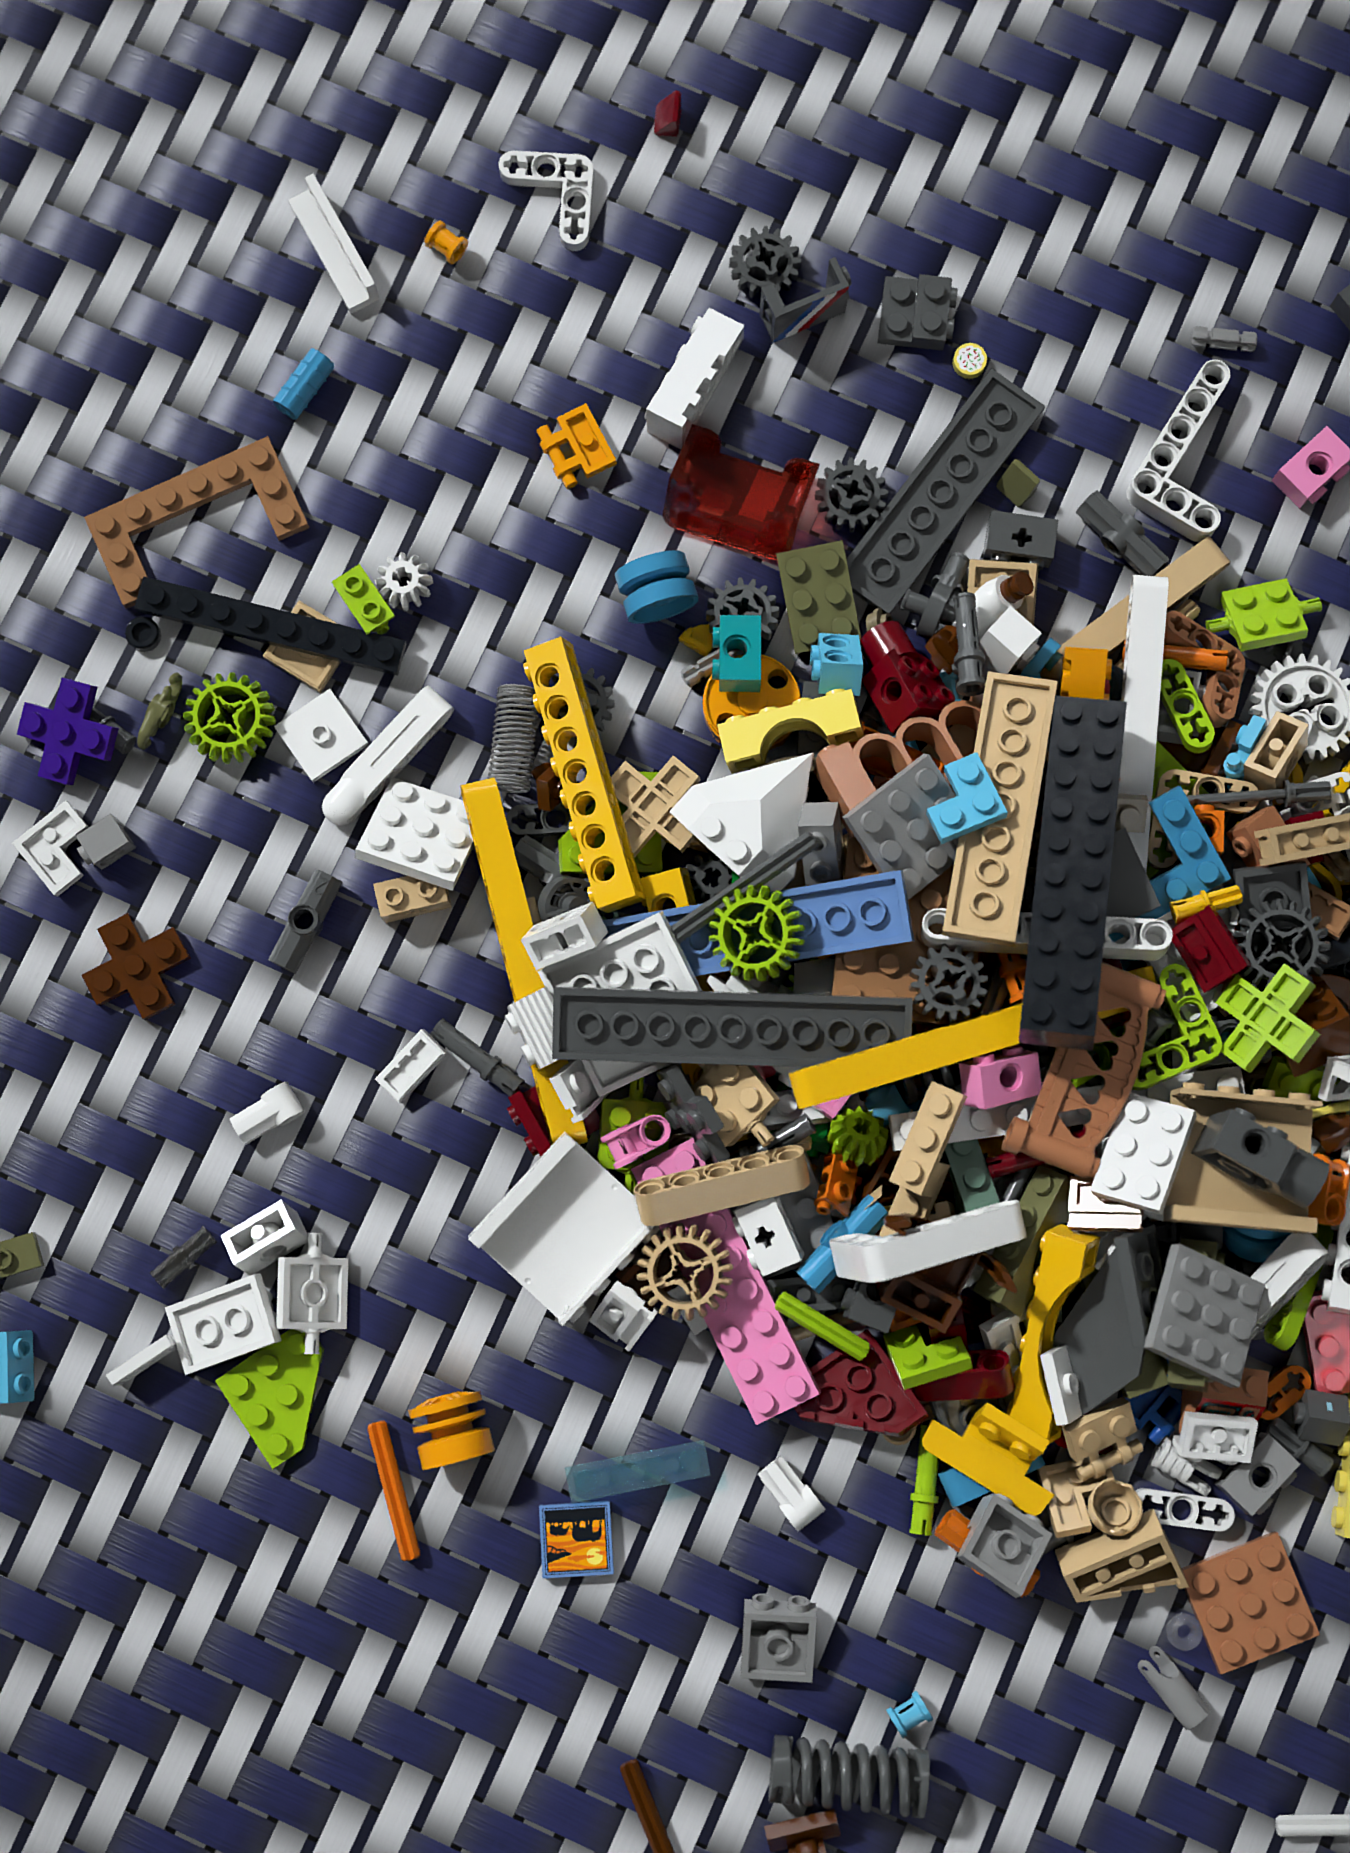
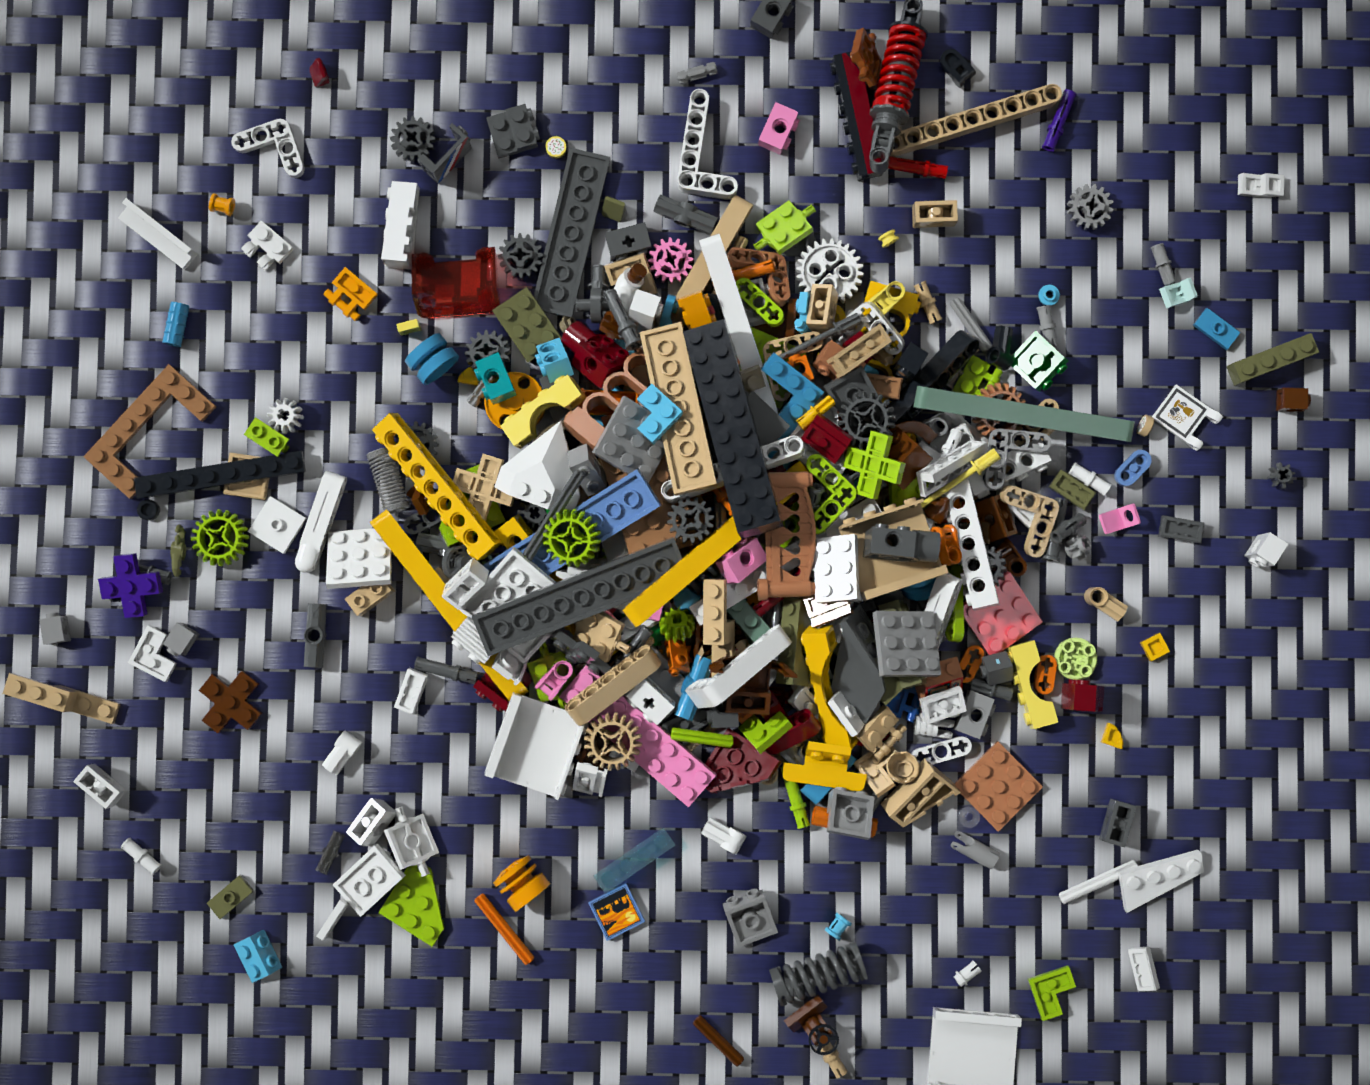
camera: 25 degrees left, 5 degrees up
(492, 325) = (269, 241): none -> white plate
(641, 528) = (408, 327): none -> light yellow tile
(1058, 593) = (679, 256): none -> bright pink gear

